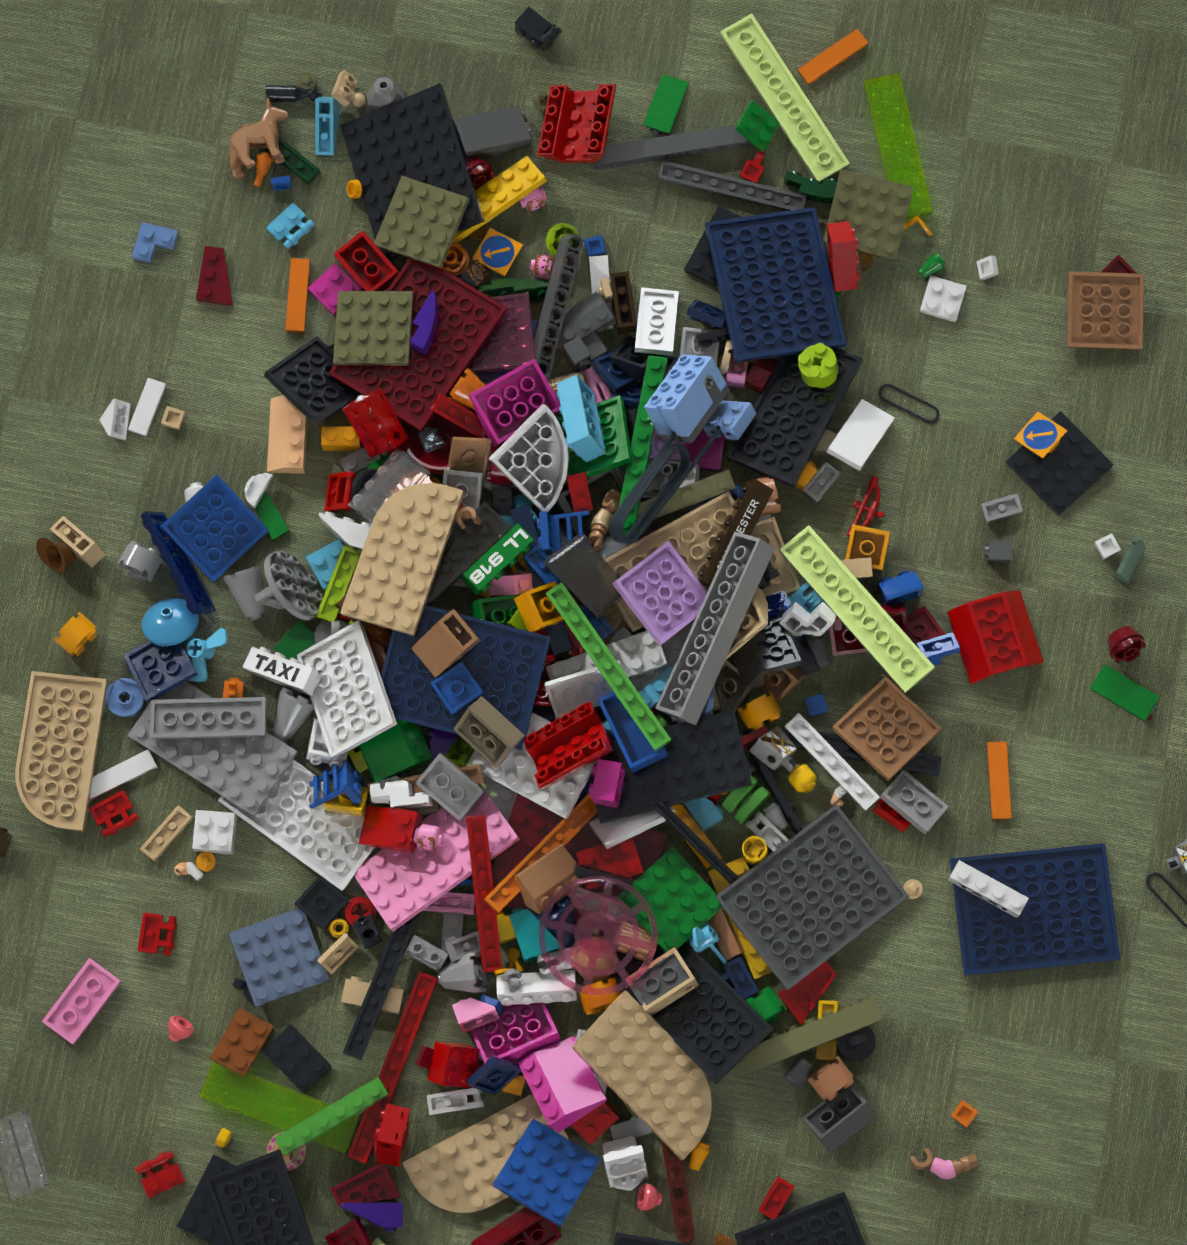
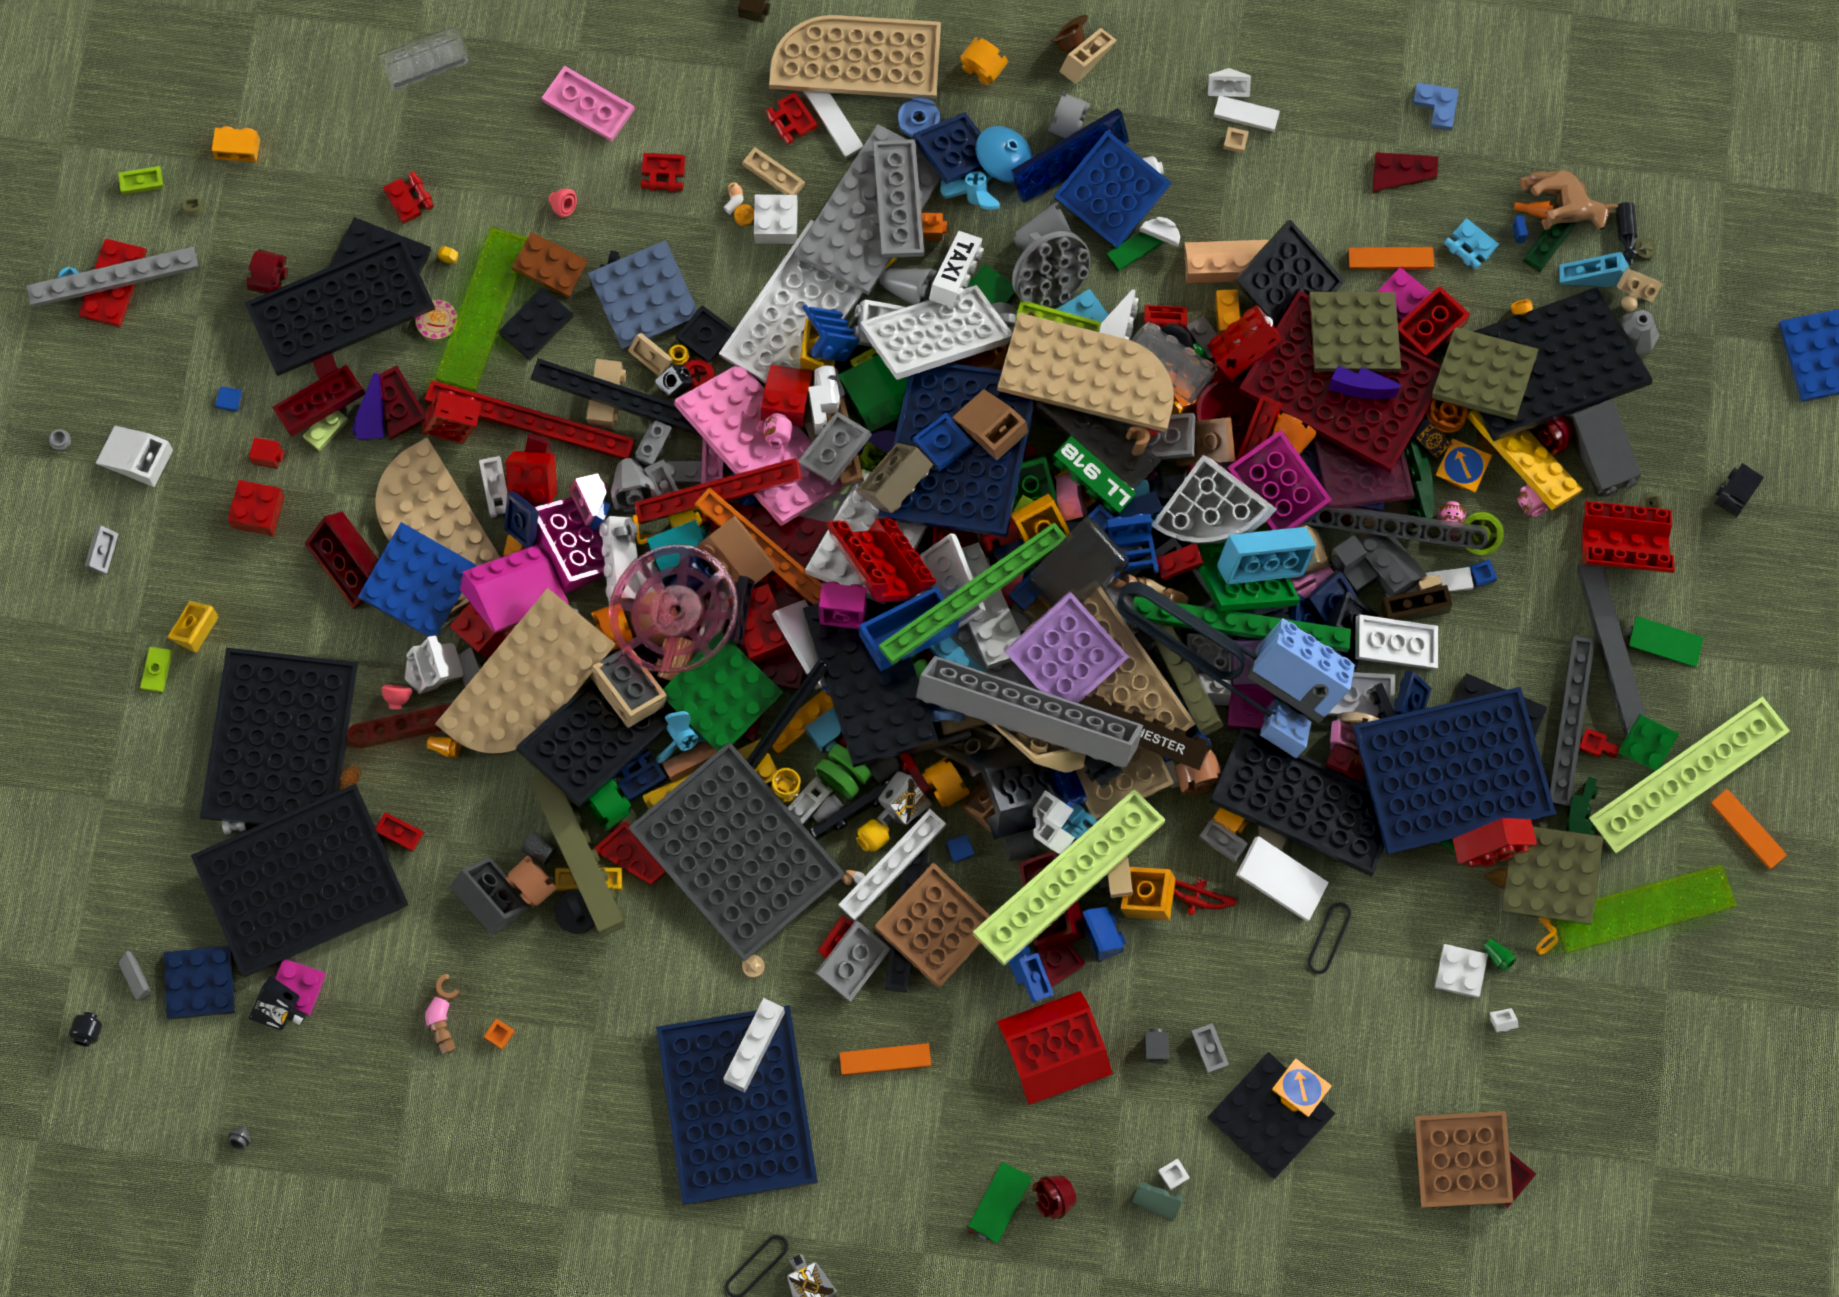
camera: 85 degrees right, 5 degrees down
(331, 1116) = (471, 358): bright green brick -> none
(430, 439) = (1233, 404): clear light blue plate -> none
(818, 366) = (1357, 821): lime brick -> none

